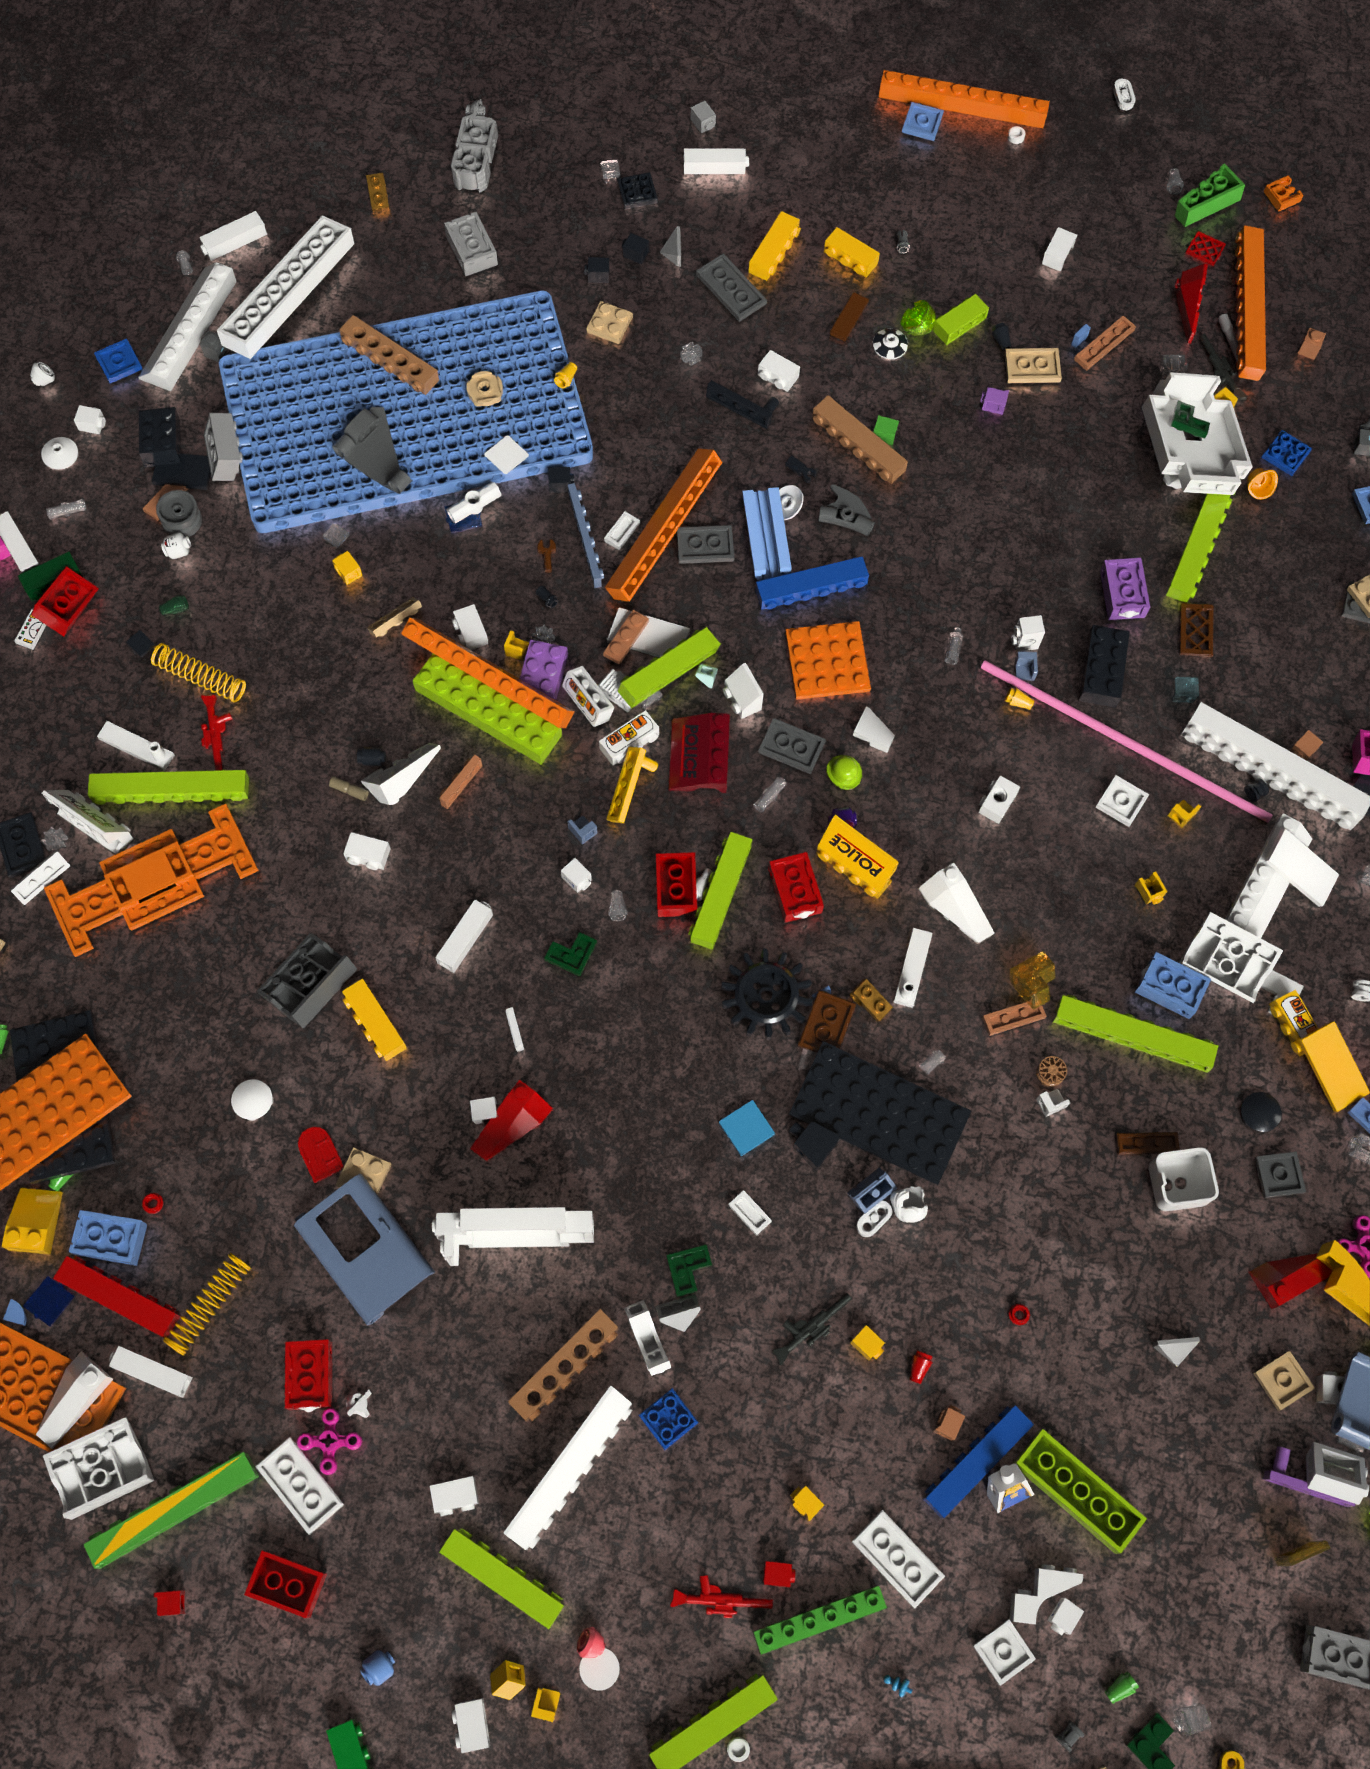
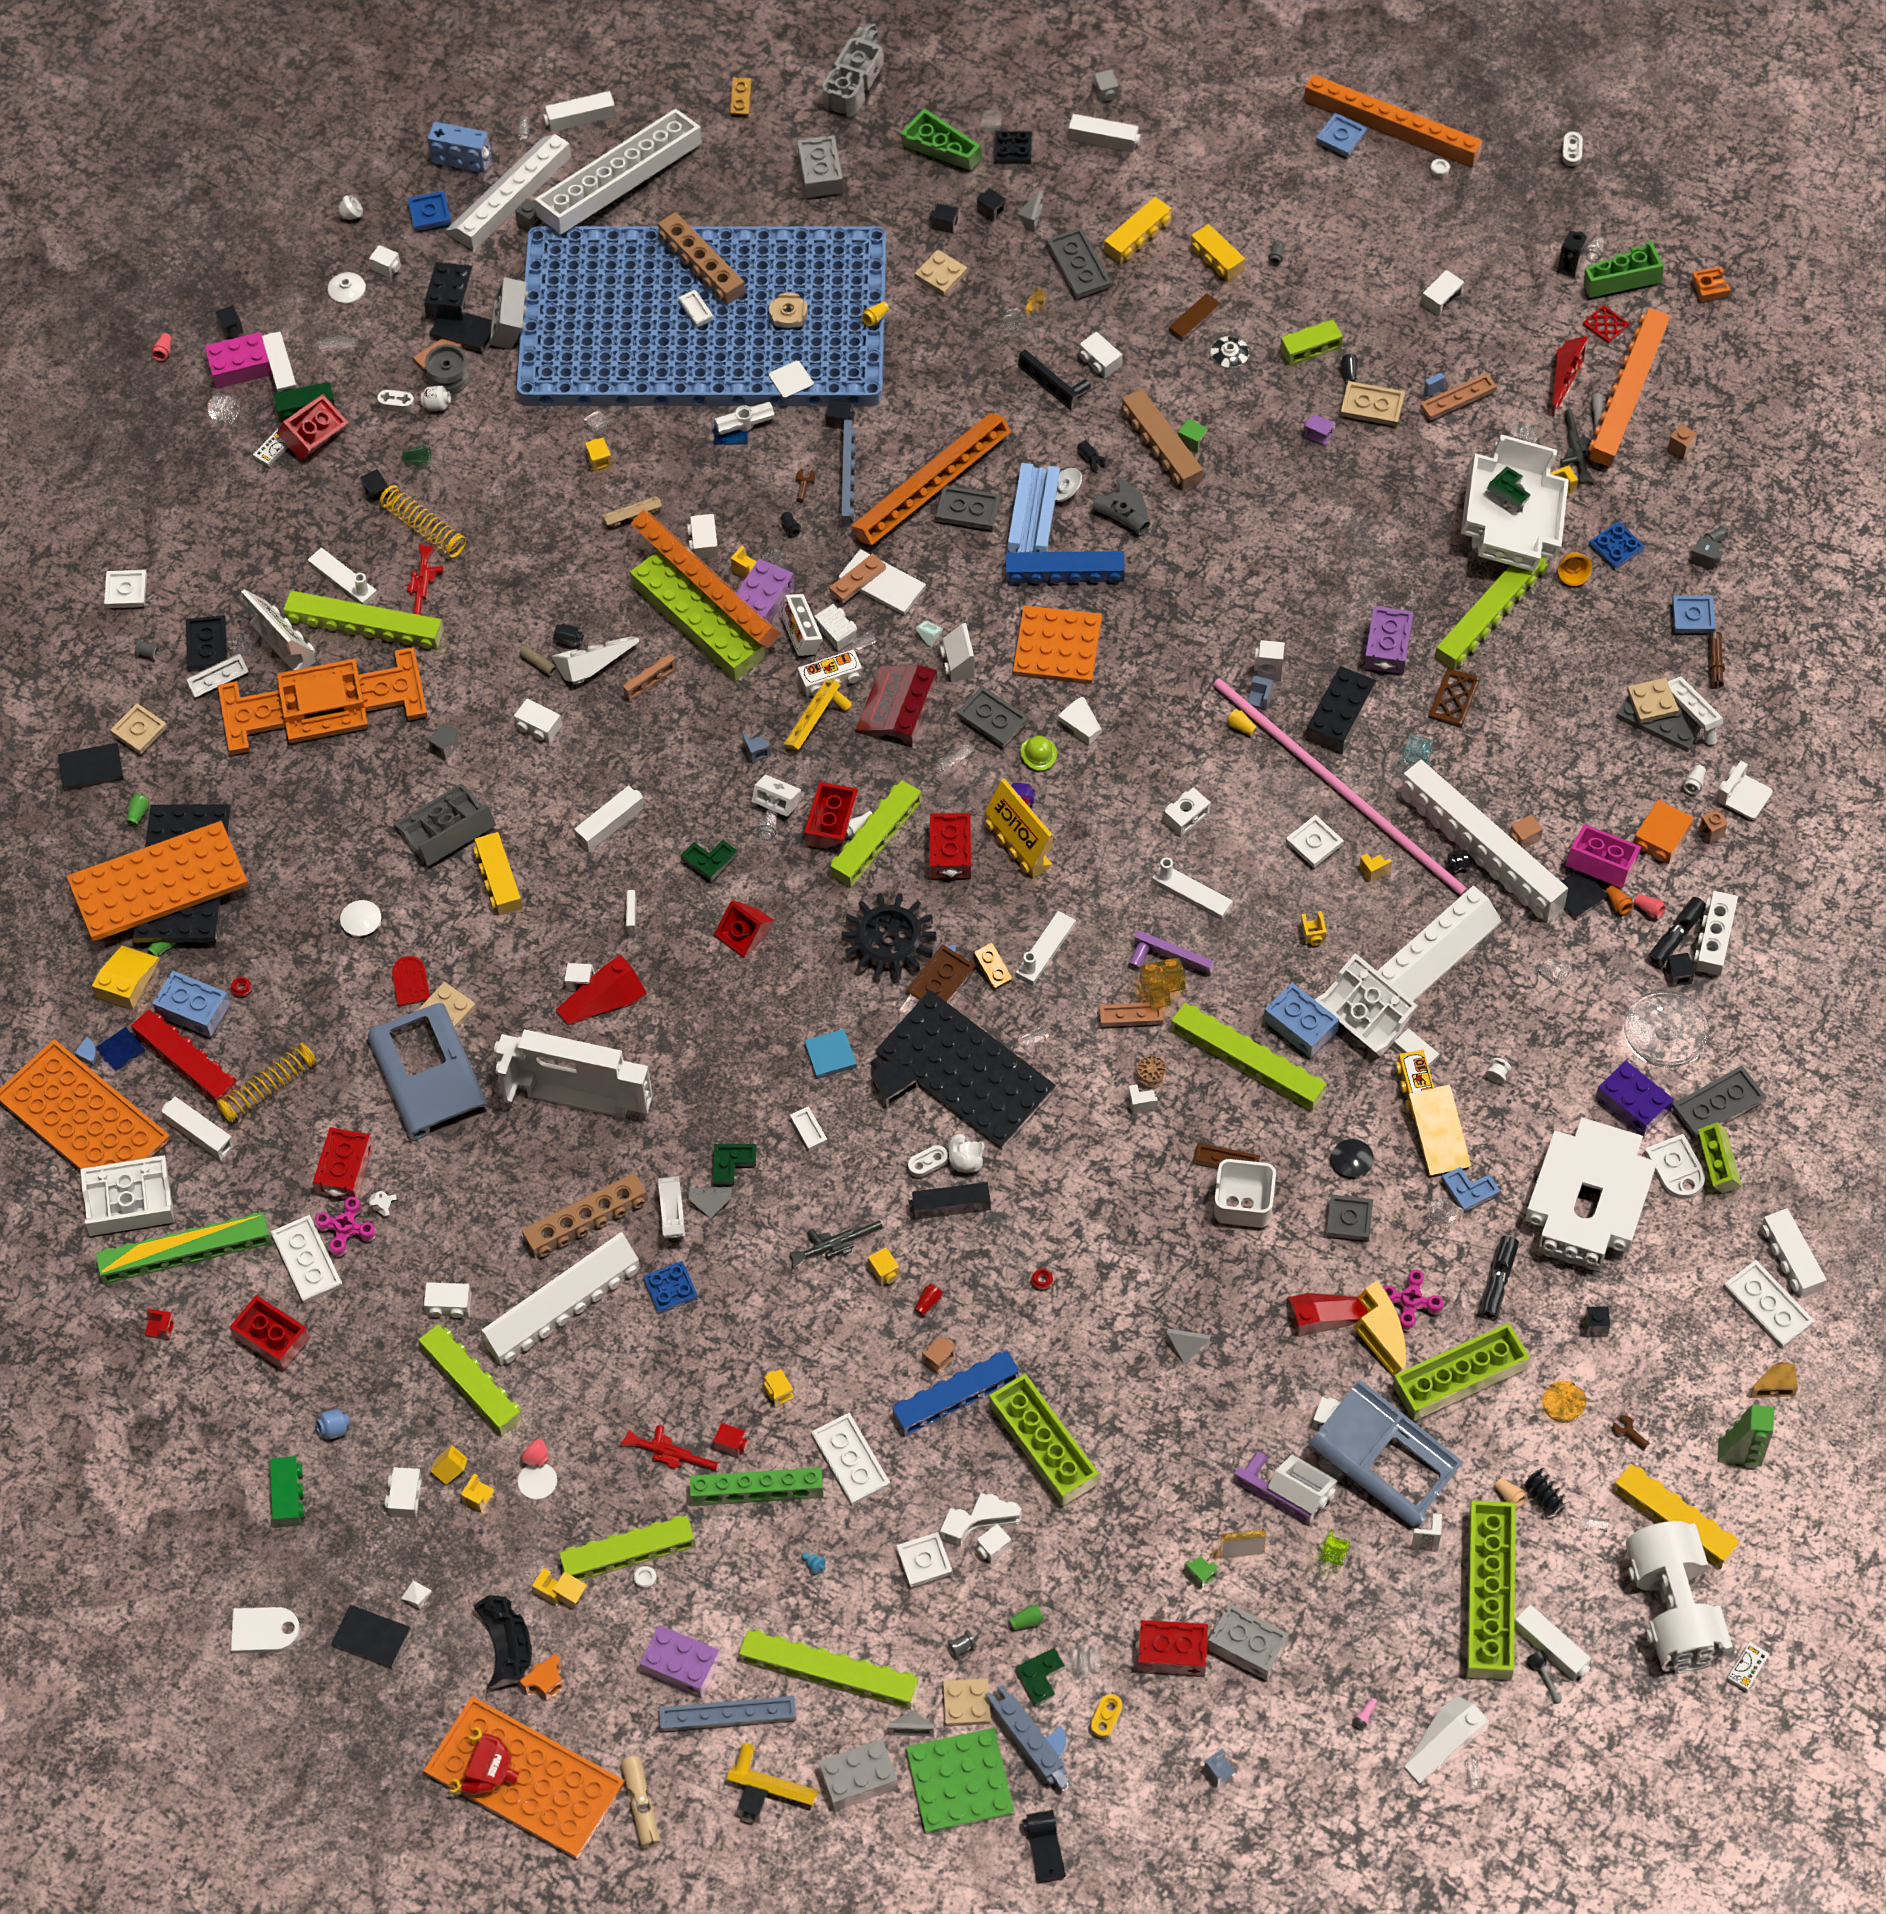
camera: 20 degrees right, 10 degrees down
(74, 1395) = (124, 1127): white wedge -> none
(129, 293) = (459, 147): none -> medium blue piece
(138, 555) = (396, 400): none -> white beam
(282, 893) = (444, 741): none -> dark grey brick
(370, 449) = (656, 345): dark grey panel -> none
(398, 405) = (696, 308): none -> white tile
(573, 197) = (940, 140): none -> bright green wedge
(576, 875) = (736, 788): white brick -> none
(616, 875) = (776, 795): none -> white brick
(622, 530) = (887, 477): white tile -> none
(626, 1018) = (743, 927): none -> red slope
(668, 667) = (889, 613): lime brick -> none
(705, 327) = (1038, 296): none -> clear yellow plate
(872, 1190) = (933, 1133): sand blue brick -> none
(908, 1256) = (950, 1200): none -> black brick
(919, 319) = (1265, 334): clear neon green cylinder -> none
(954, 646) = (1192, 659): clear cylinder -> none
(954, 899) = (1107, 892): white wedge -> none
(1006, 940) = (1148, 942): none -> medium lavender piece
(1007, 1487) = (976, 1417): white torso -> none
(1026, 876) = (1191, 890): none -> white piece
(1160, 182) = (1573, 245): none -> black torso
(1268, 1588) = (1201, 1571): none -> bright green panel
(1272, 1684) = (1172, 1647): none -> red piece
(1284, 1380) = (1284, 1398): tan plate -> none
(1301, 867) = (1474, 941): white tile -> none

